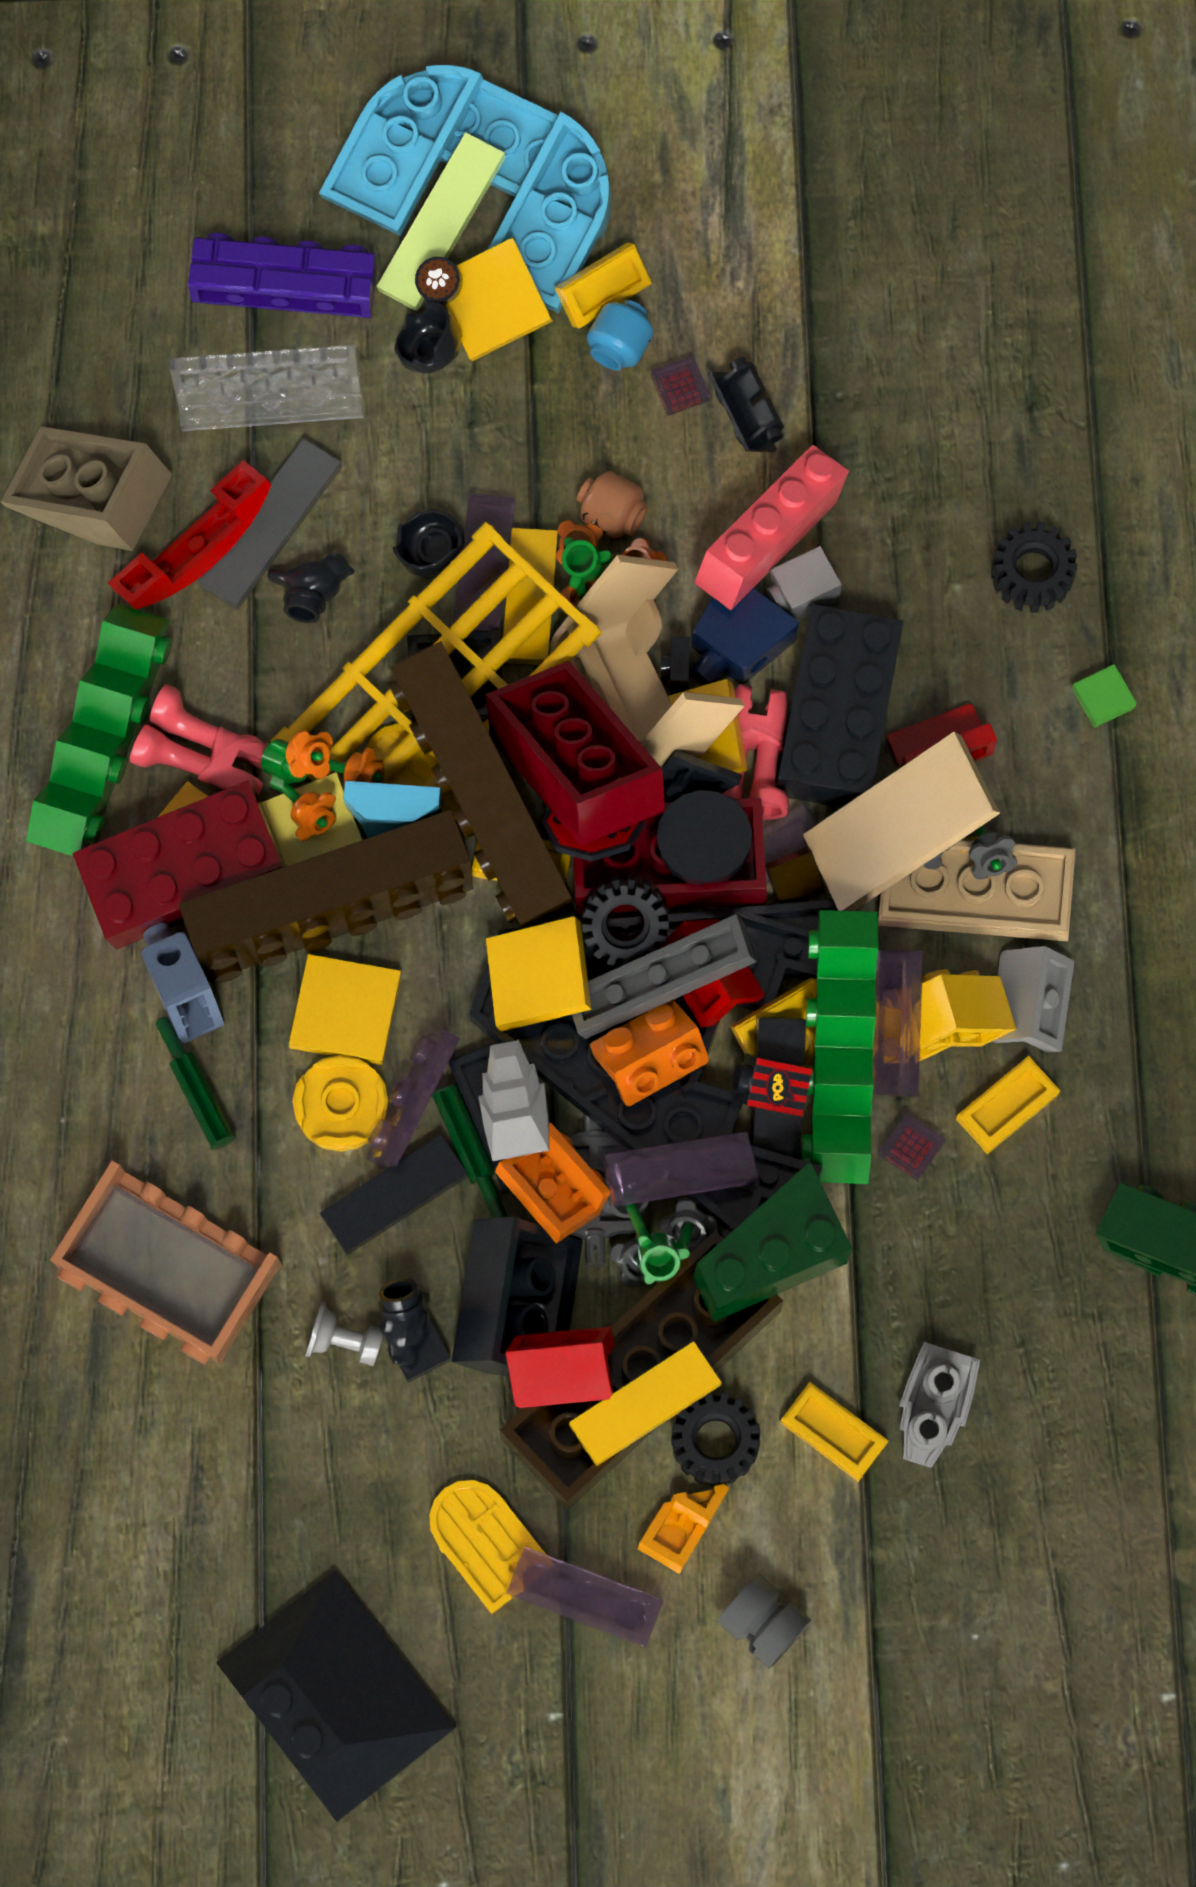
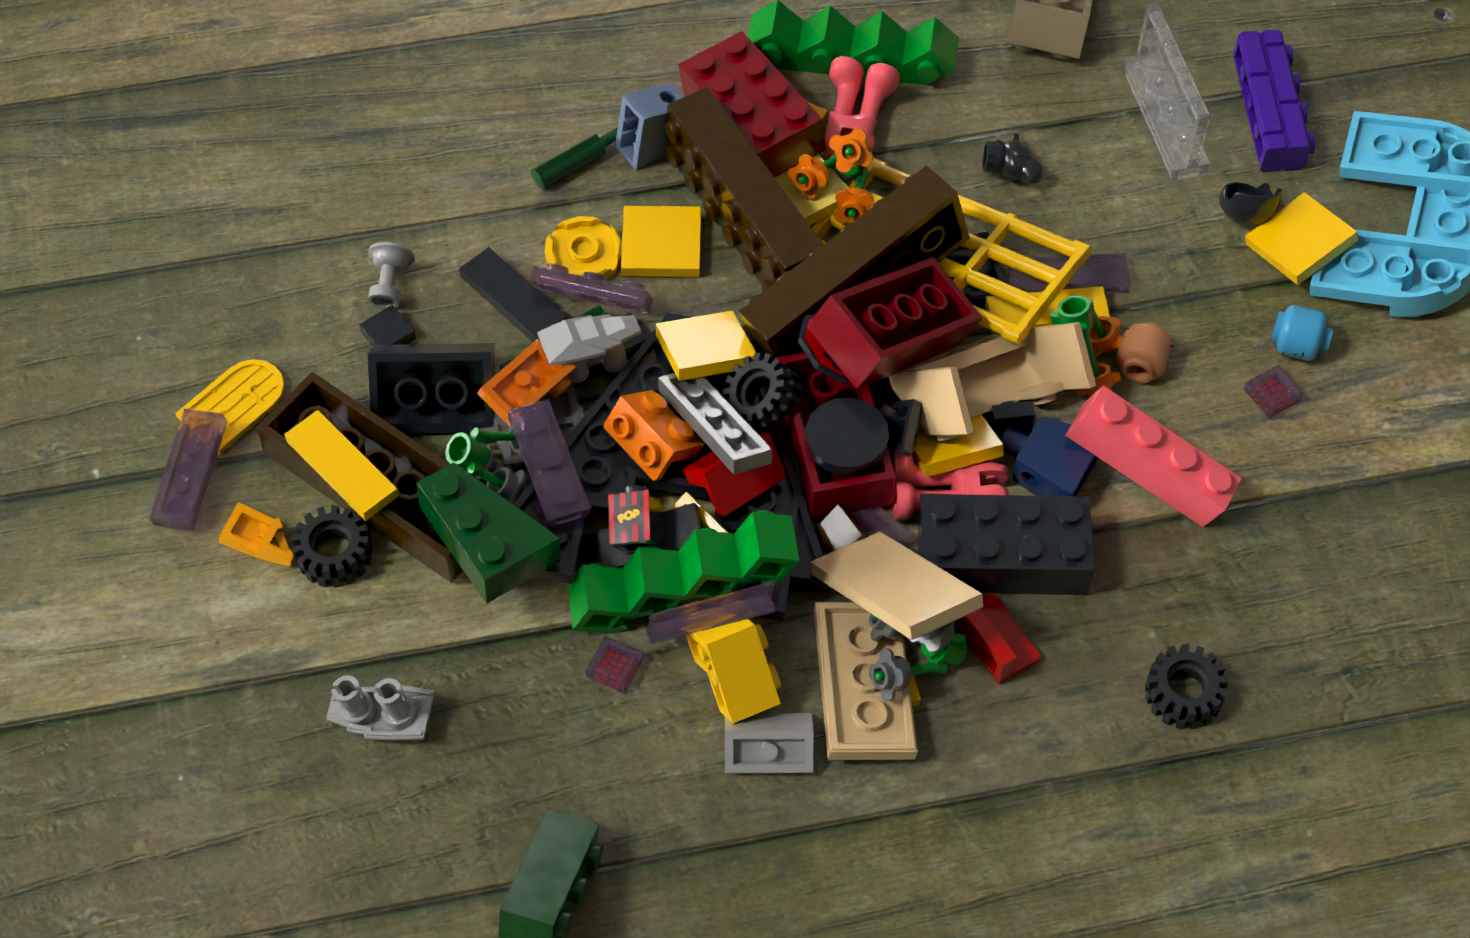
camera: 80 degrees right, 15 degrees down
(164, 1265) = (433, 154): clear window -> none
(199, 547) = (987, 60): red slope -> none
(287, 504) = (1059, 130): dark grey tile -> none
(336, 1696) = (97, 317): black slope -> none
(390, 806) = (825, 210): medium azure slope -> none
(403, 1319) = (404, 306): black animal -> none
(429, 542) = (1070, 223): black hair -> none
(438, 280) = (1301, 192): tile -> none
(442, 217) = (1362, 194): yellowish green tile -> none
(560, 1367) = (365, 393): panel -> none
(603, 282) = (1345, 315): yellow tile -> none
(755, 424) = (1265, 435): black hinge -> none
(764, 1621) = (179, 593): dark grey wheel -> none
(804, 582) = (1114, 503): light grey brick -> none
(834, 1431) = (350, 638): yellow tile -> none
(1008, 1105) = (667, 737): yellow tile -> none
(1104, 696) = (1077, 766): bright green tile -> none

